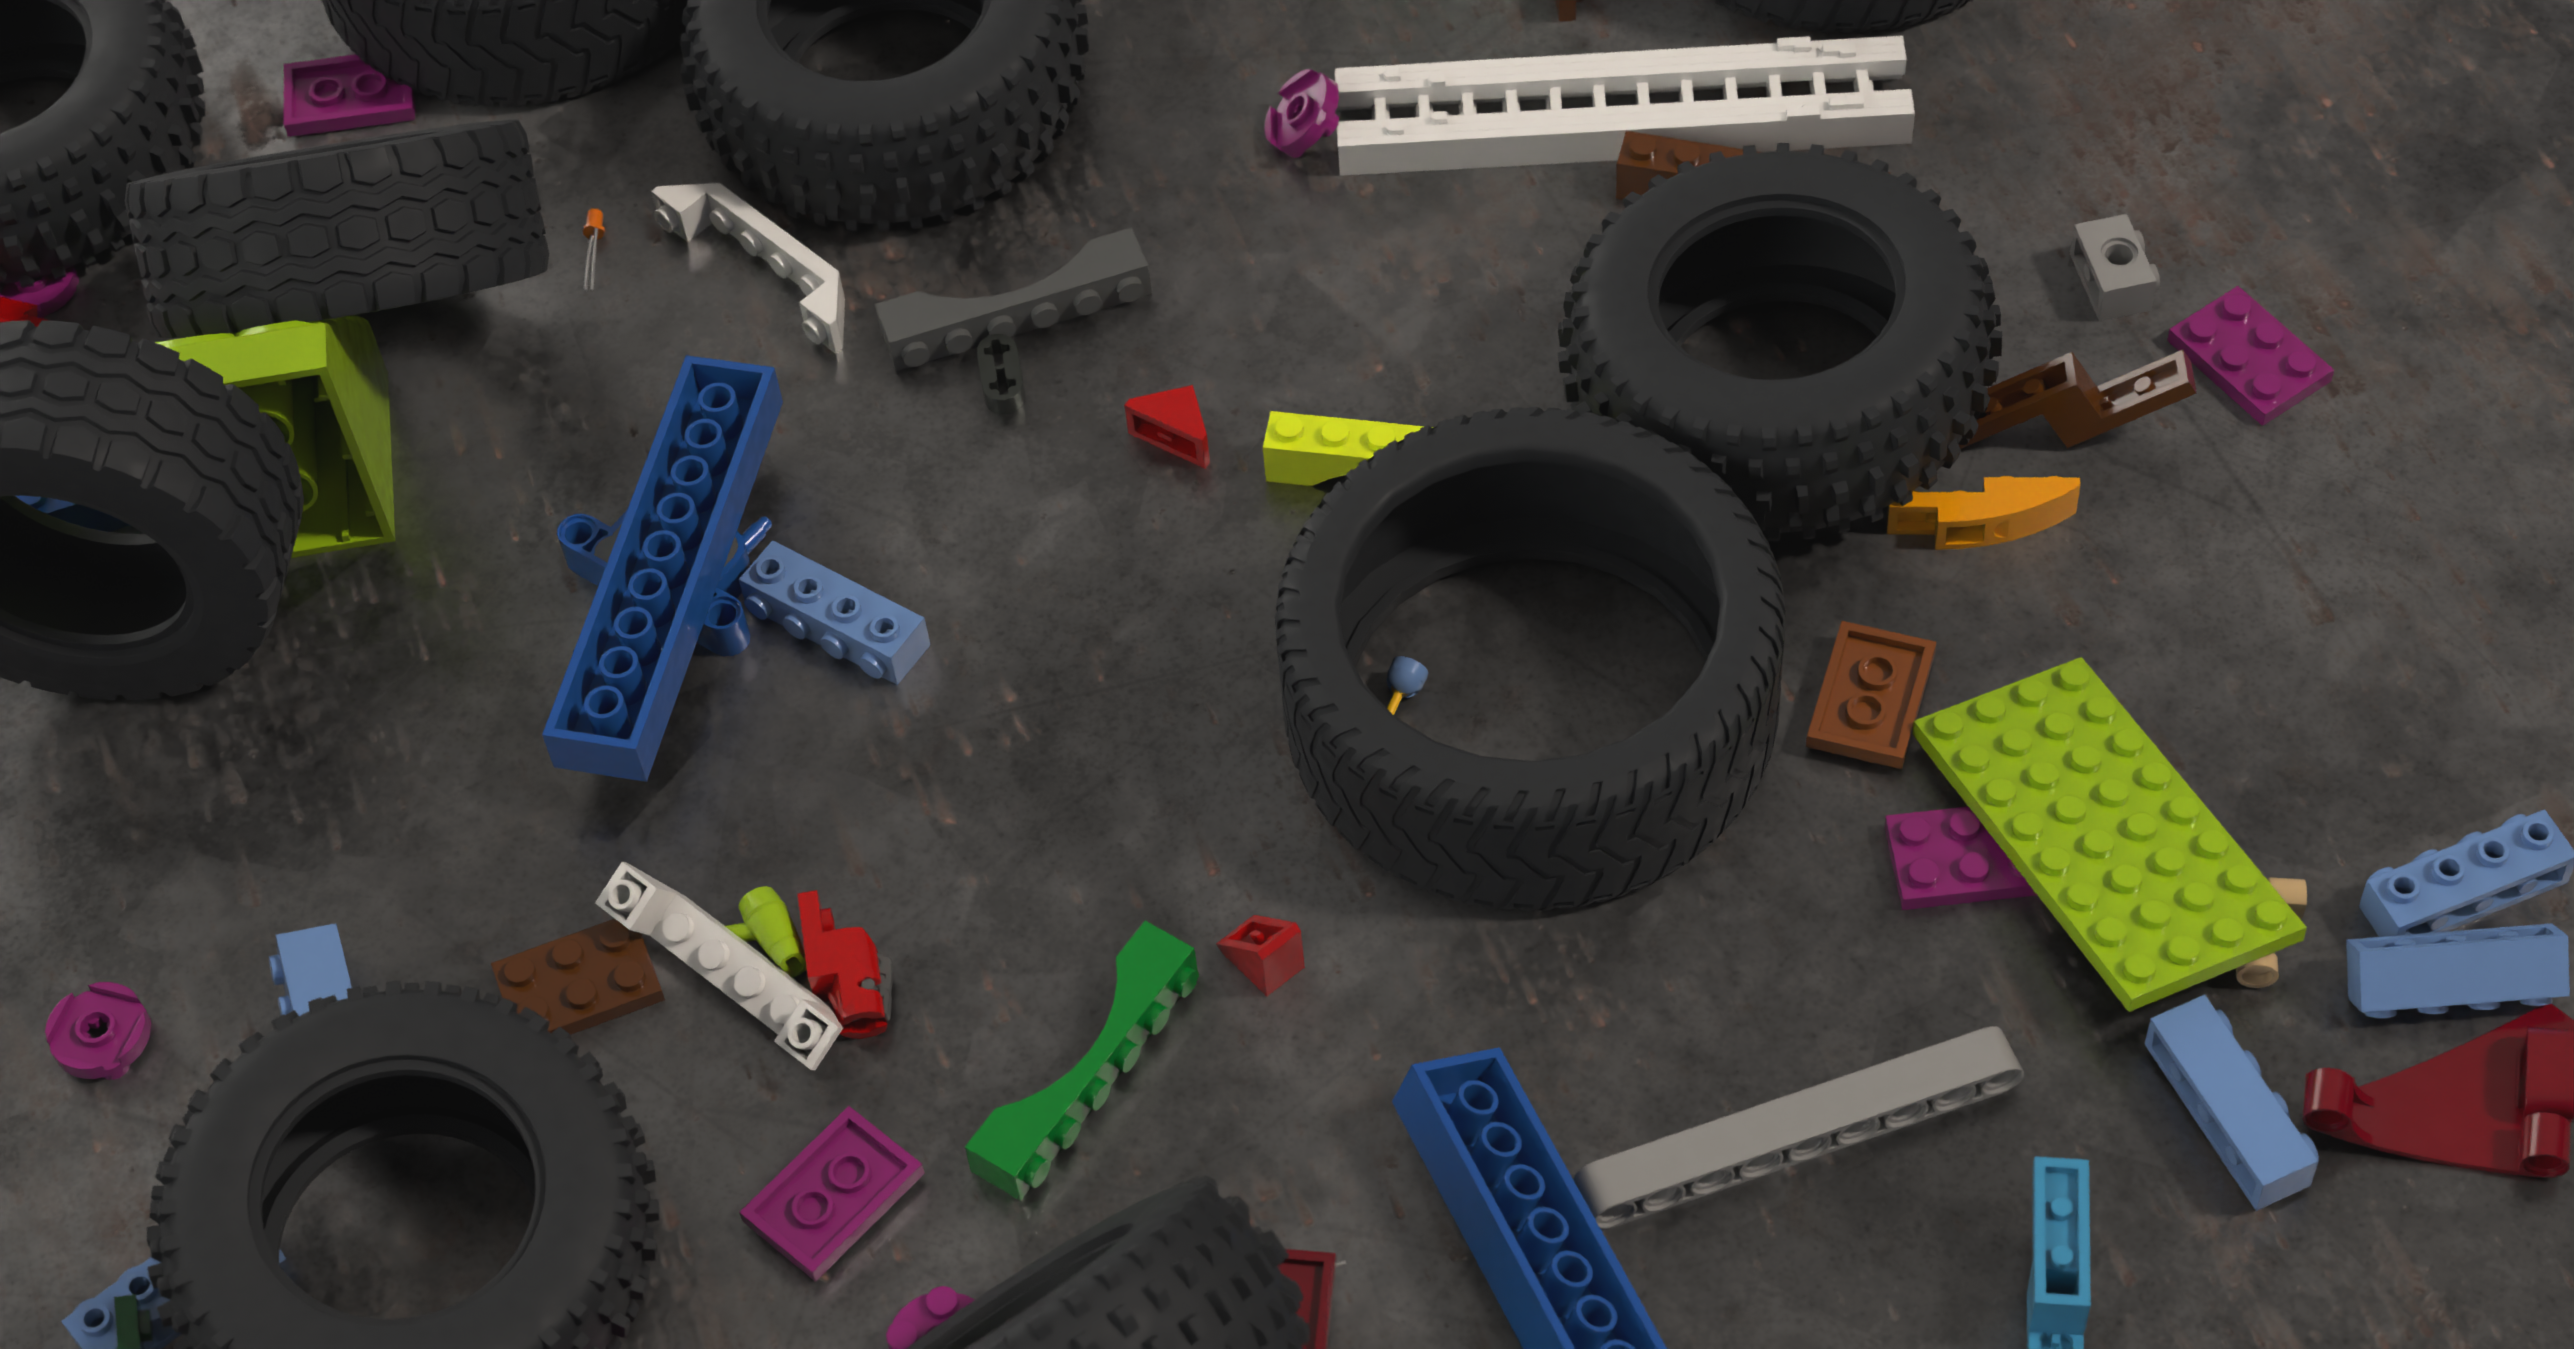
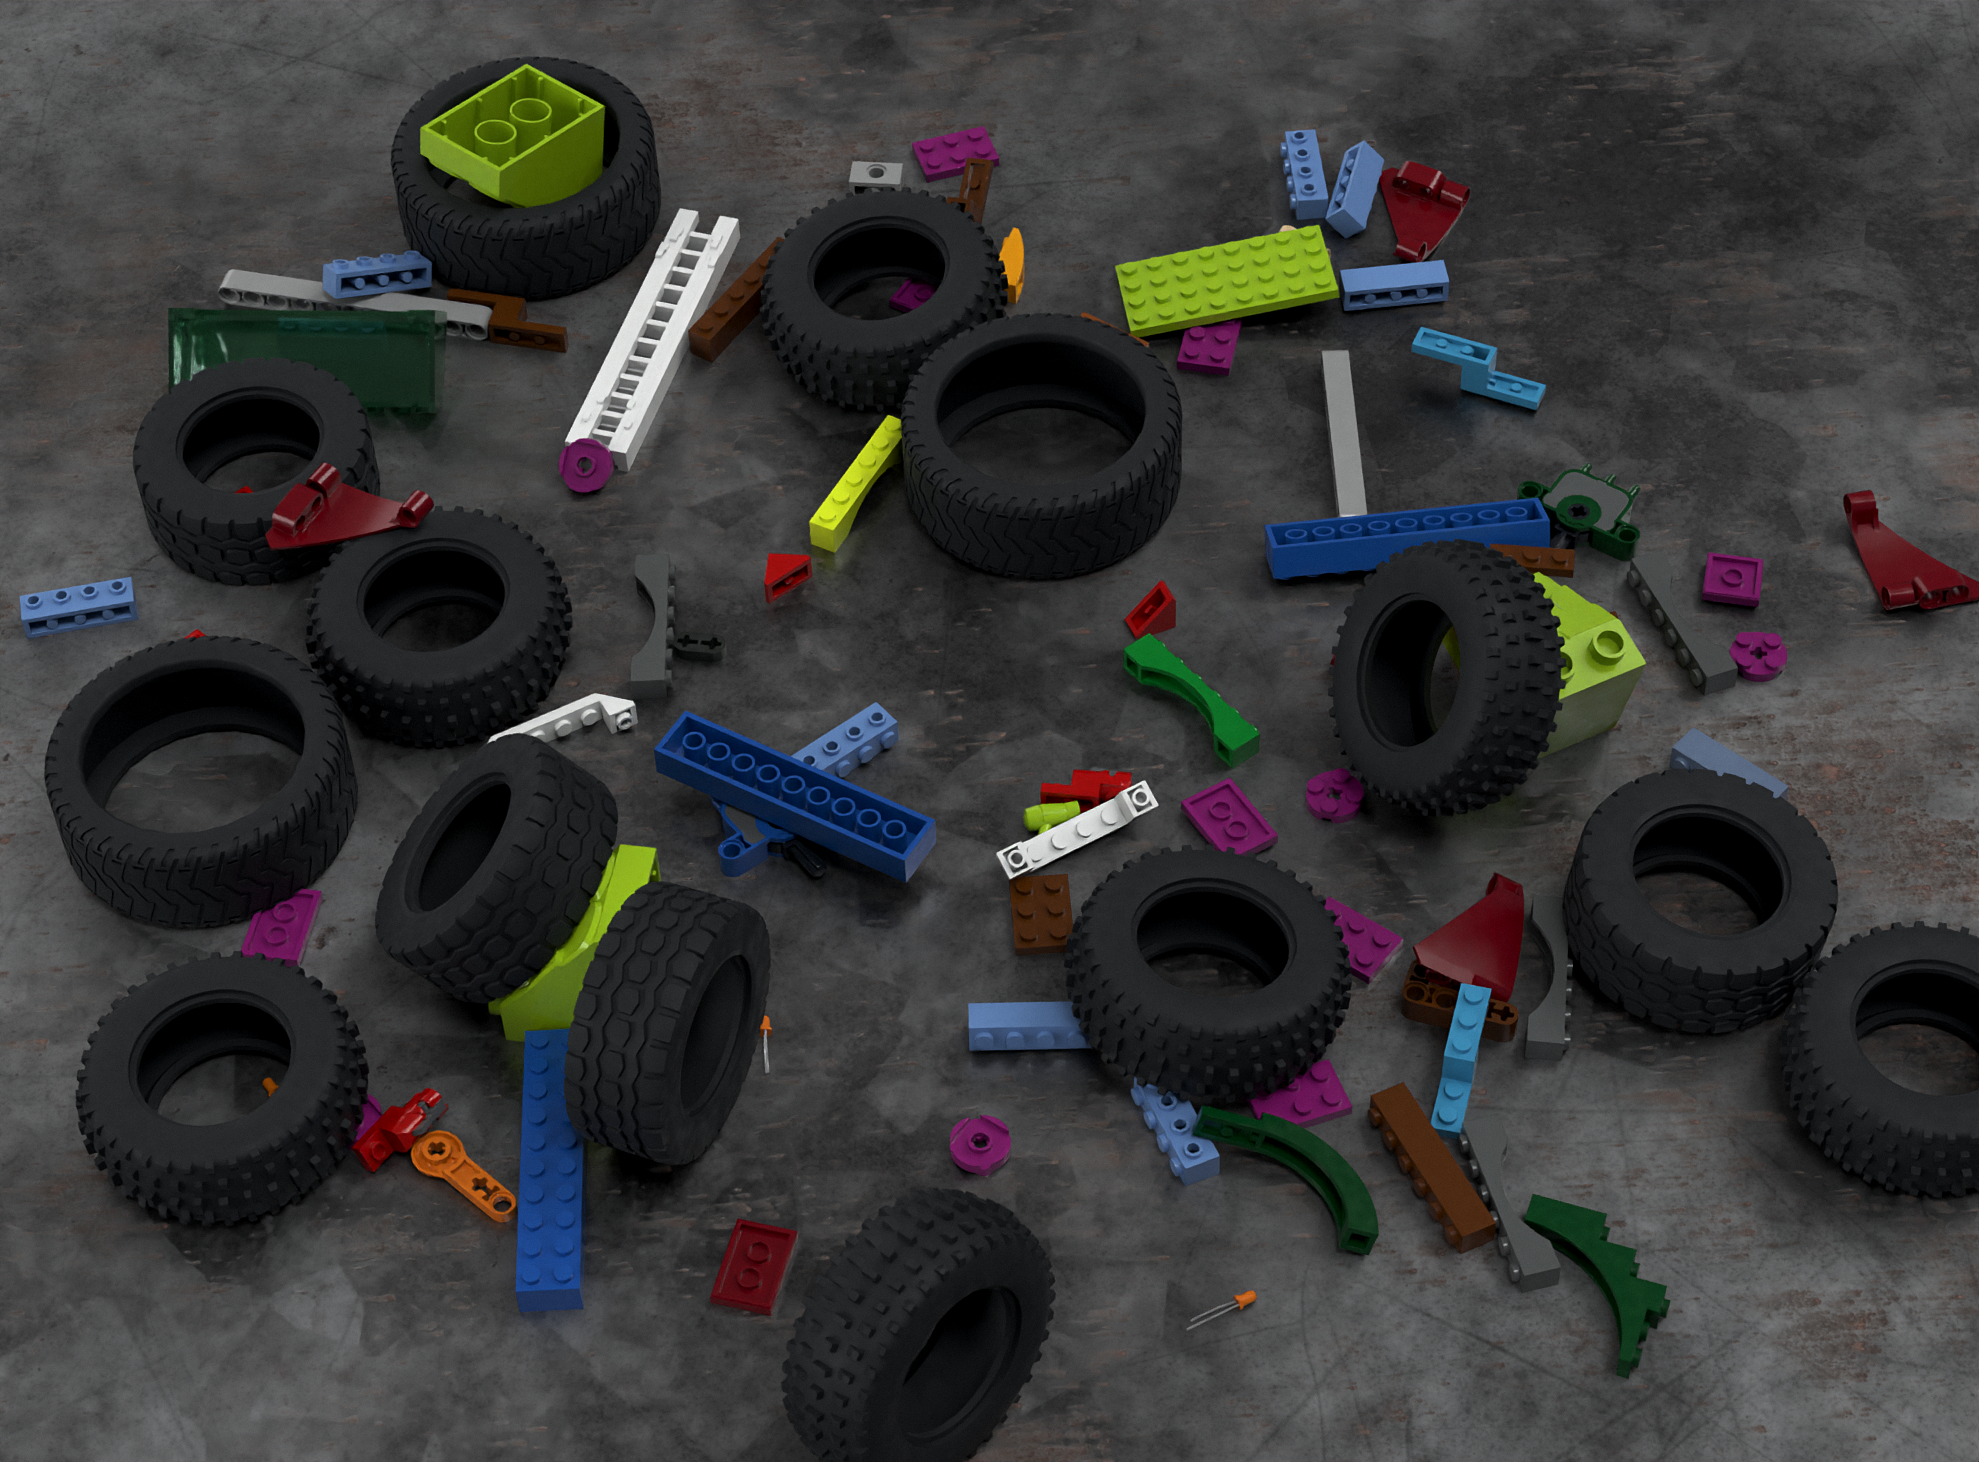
camera: 75 degrees left, 5 degrees down
(276, 691) = (765, 1032): none -> piece

